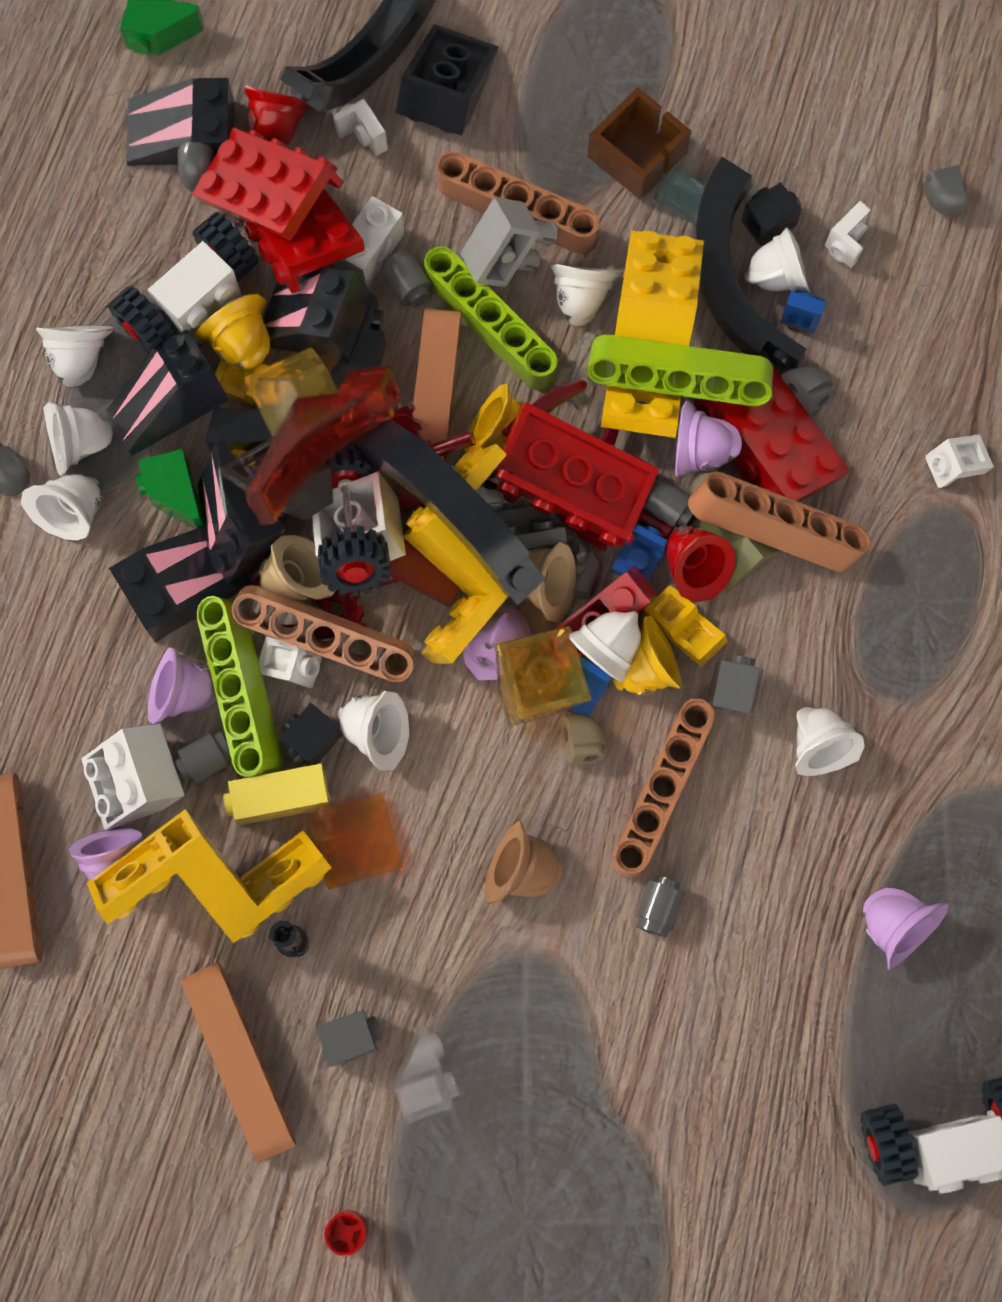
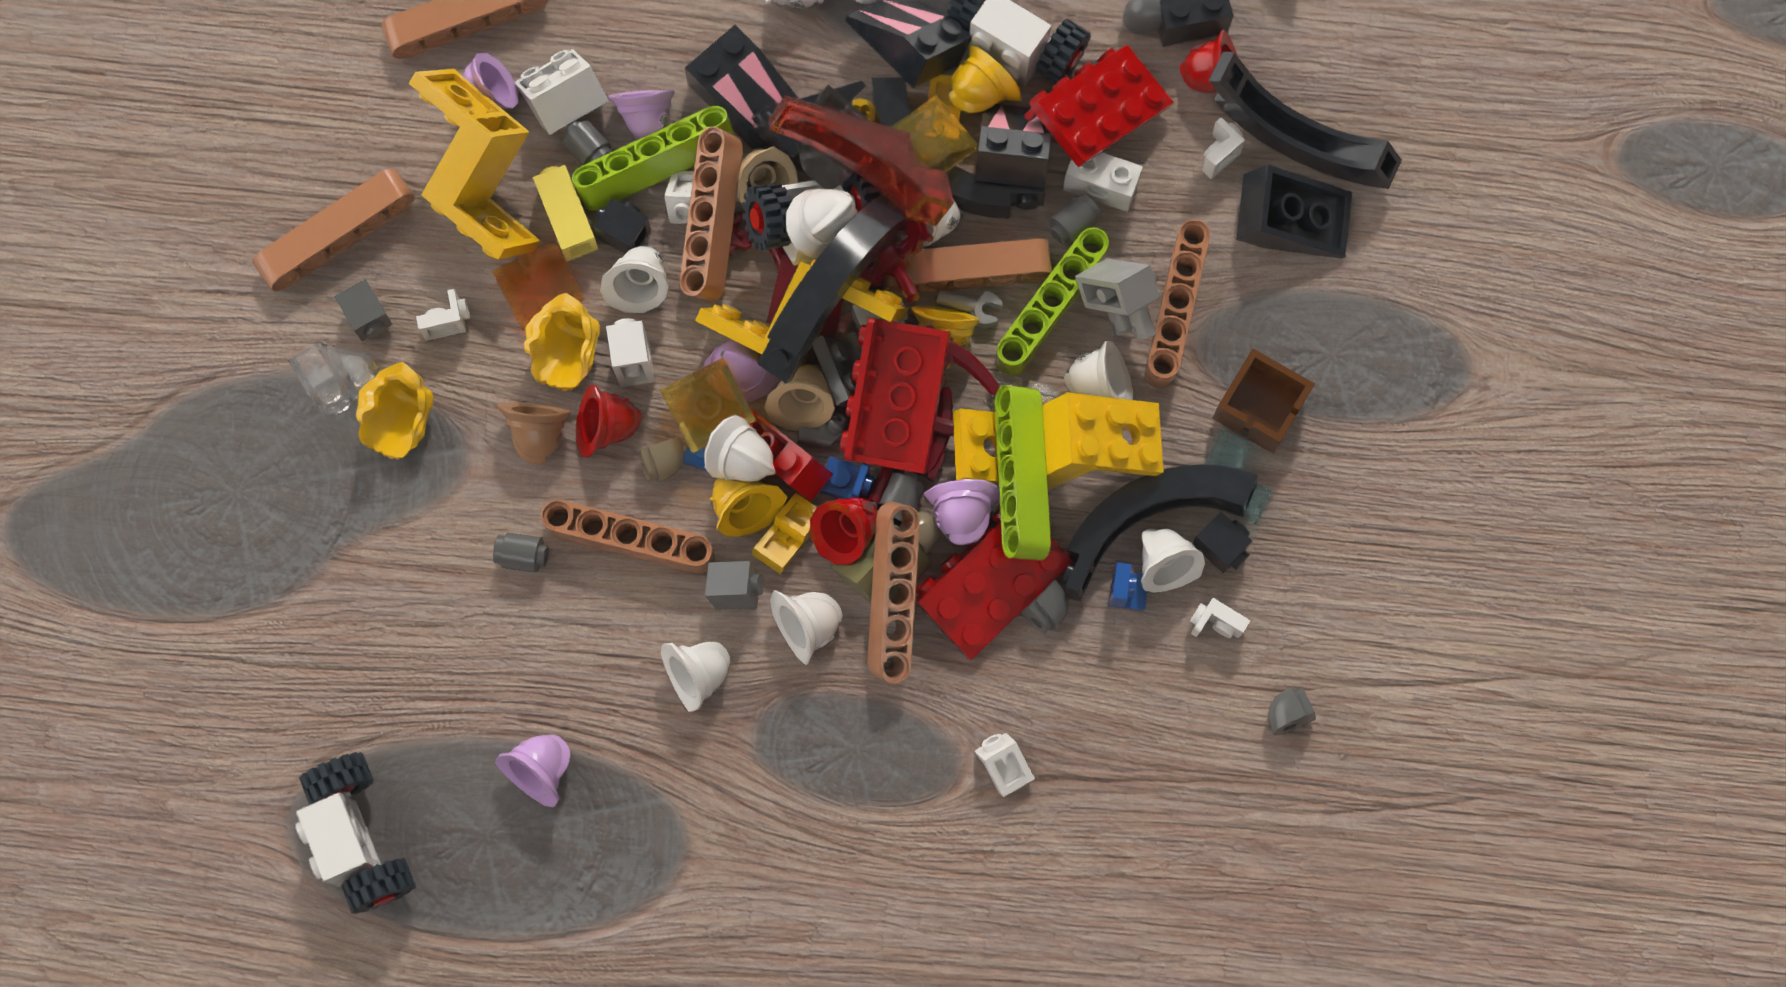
camera: 80 degrees right, 0 degrees up
(170, 486) = (827, 61): green slope -> none
(265, 182) = (1128, 68): red bracket -> none
(284, 942) = (432, 239): black pin -> none
(341, 1237) = (200, 338): red wheel -> none
(375, 501) = (817, 218): none -> white piece
(377, 955) = (443, 322): none -> white bracket
(435, 820) = (562, 343): none -> yellow hair
(462, 745) = (630, 353): none -> white brick
(476, 397) = (973, 306): none -> light grey bar
(476, 1020) = (393, 411): none -> yellow hair
(531, 795) = (604, 420): none -> red piece
(789, 622) = (806, 621): none -> white piece

